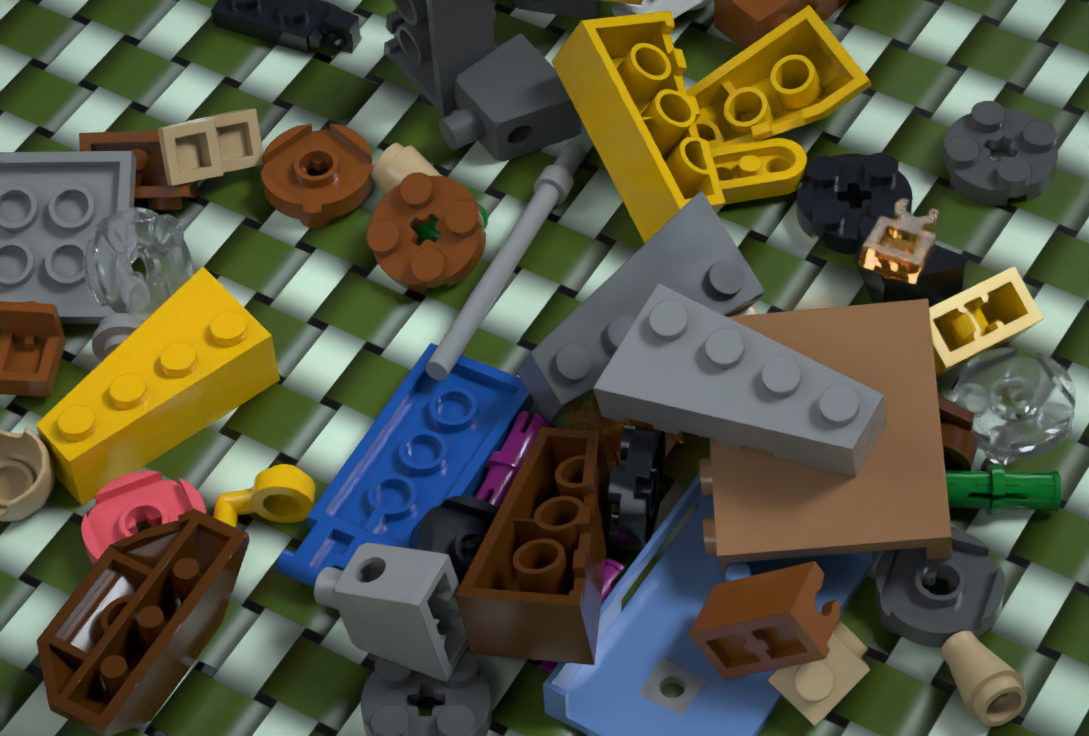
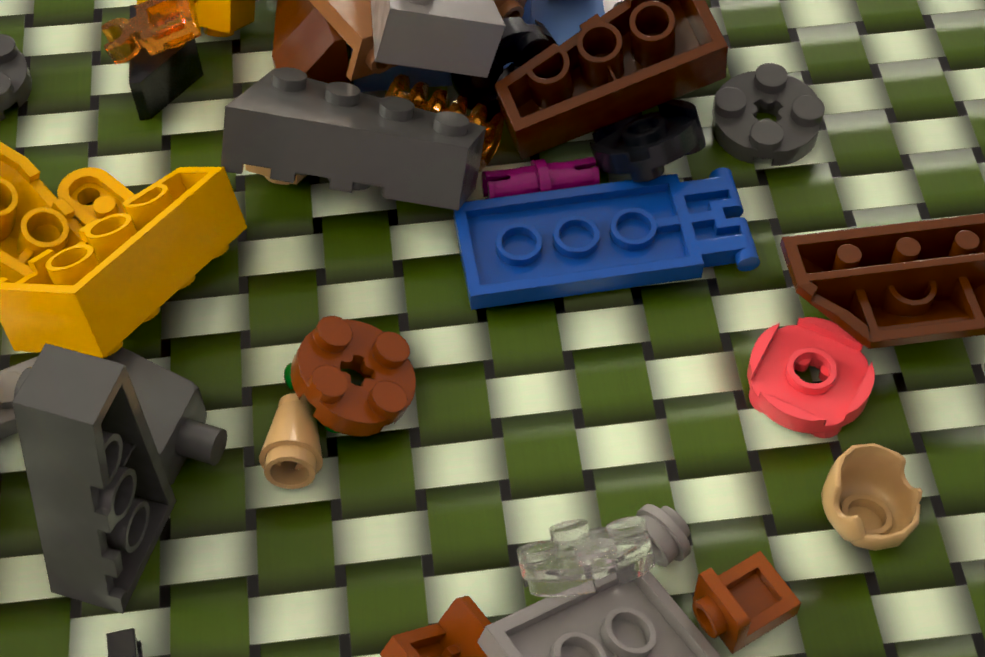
camera: 130 degrees left, 5 degrees up
(159, 387) = (686, 453): yellow wedge -> none
(211, 146) = (396, 614): tan slope -> none
(277, 495) = (699, 303): yellow plate -> none
(321, 197) = (343, 566): dark orange plate -> none
(399, 606) = (746, 108): light grey torso -> none
(550, 190) = (220, 338): light grey bar -> none
(844, 177) = (84, 115): black plate -> none

